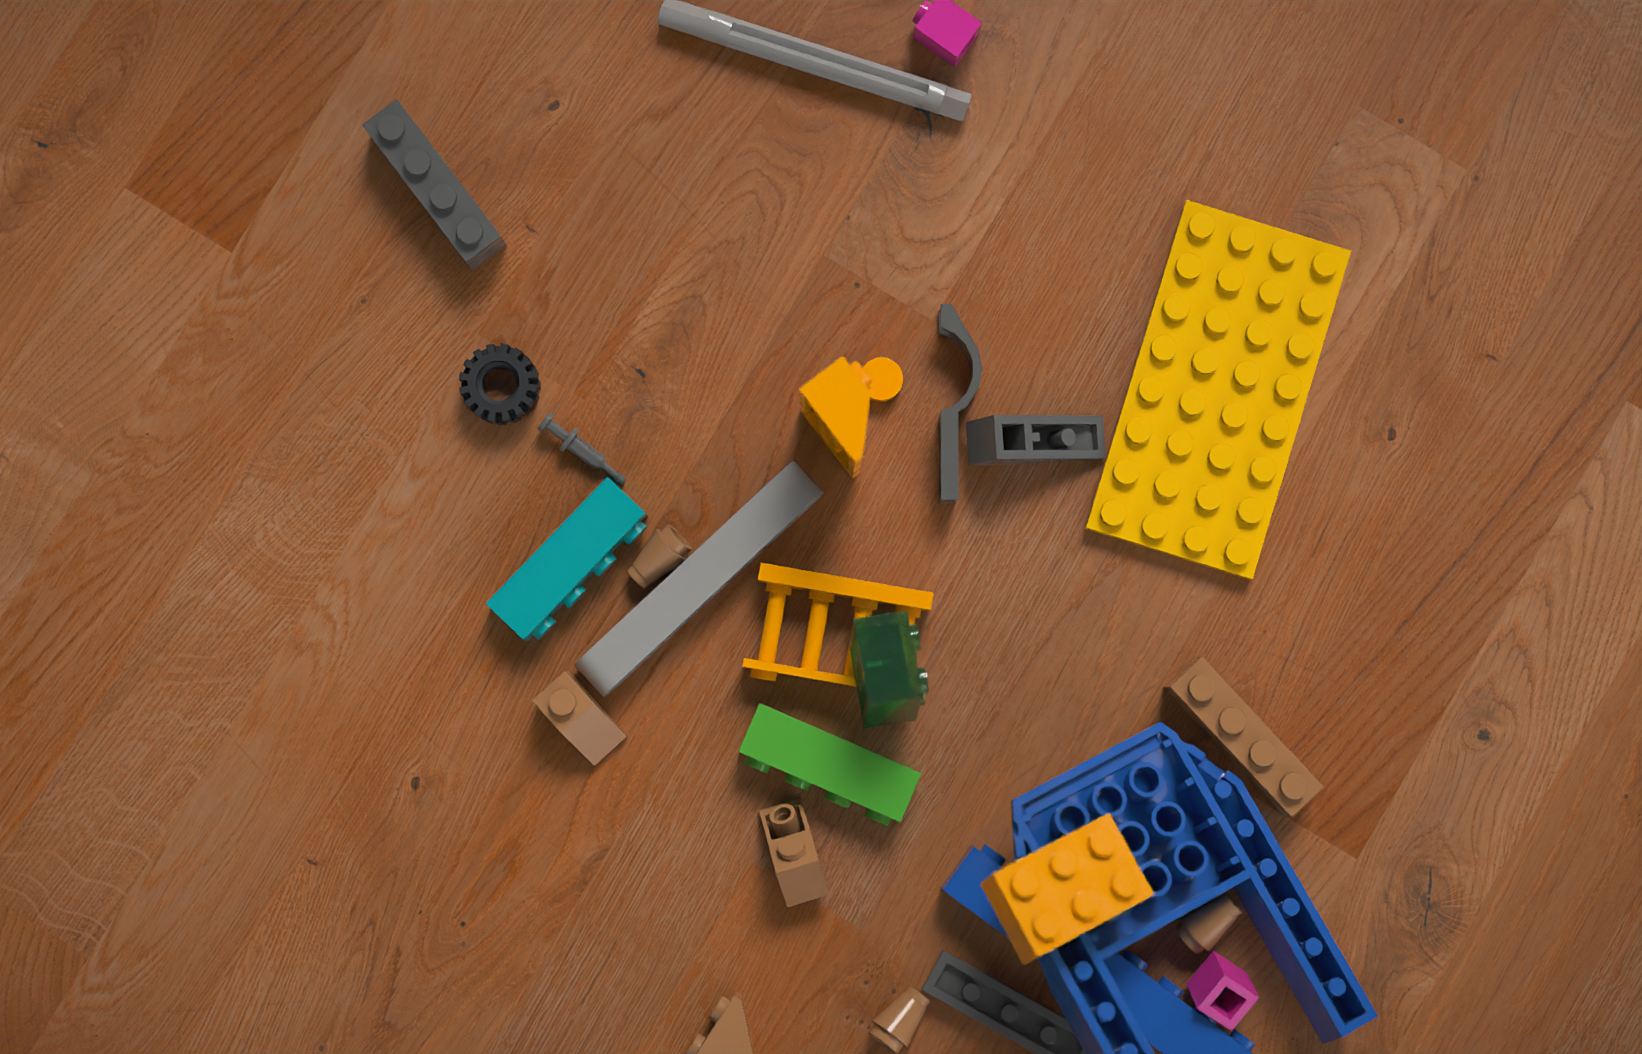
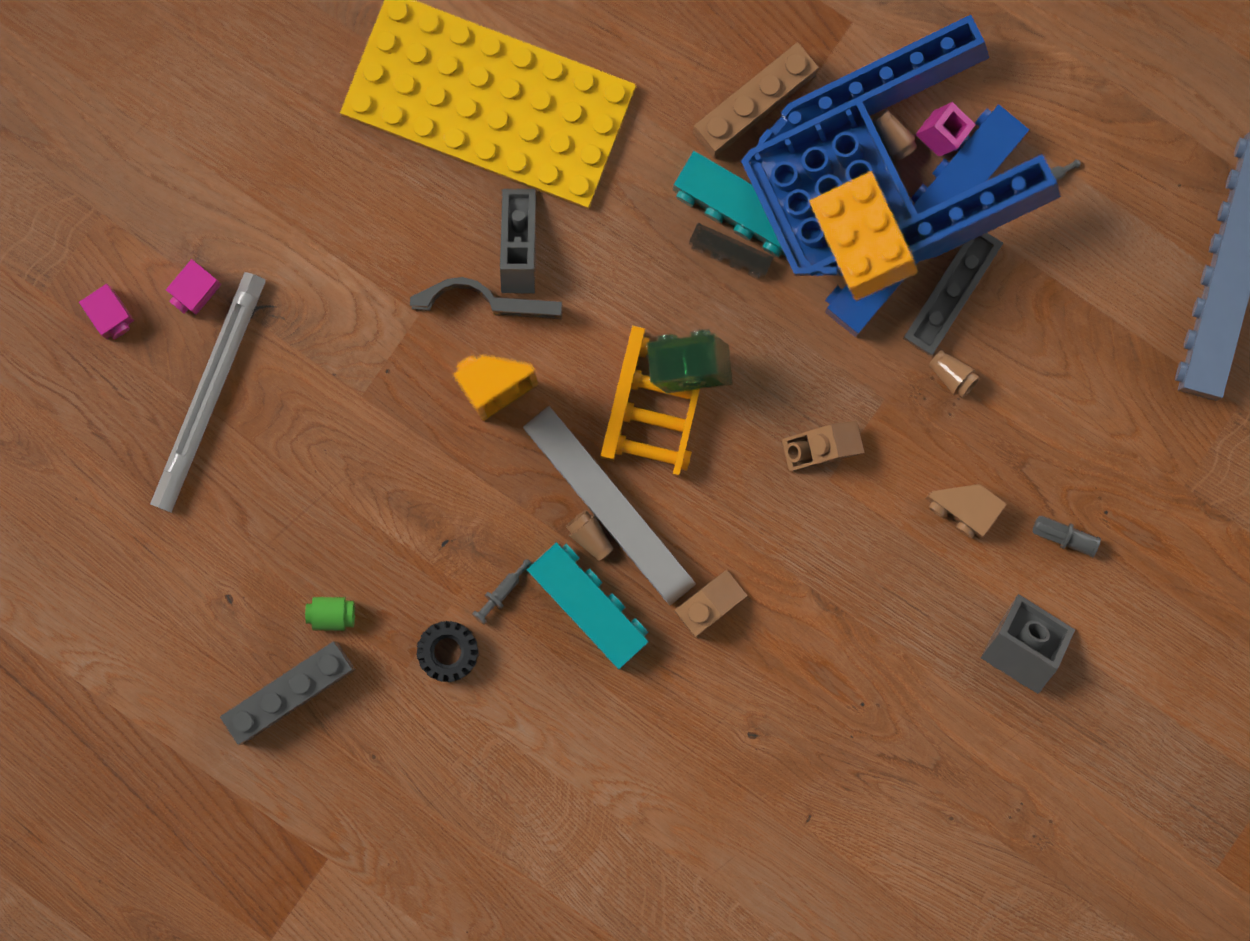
camera: 85 degrees left, 0 degrees up
(539, 232) = (330, 613): none -> bright green brick
(829, 763) = (756, 413): bright green brick -> none
(885, 378) = (460, 351): light orange tile -> none
(1043, 715) = (731, 250): none -> clear smoke piece
(1109, 704) = (726, 199): none -> teal brick

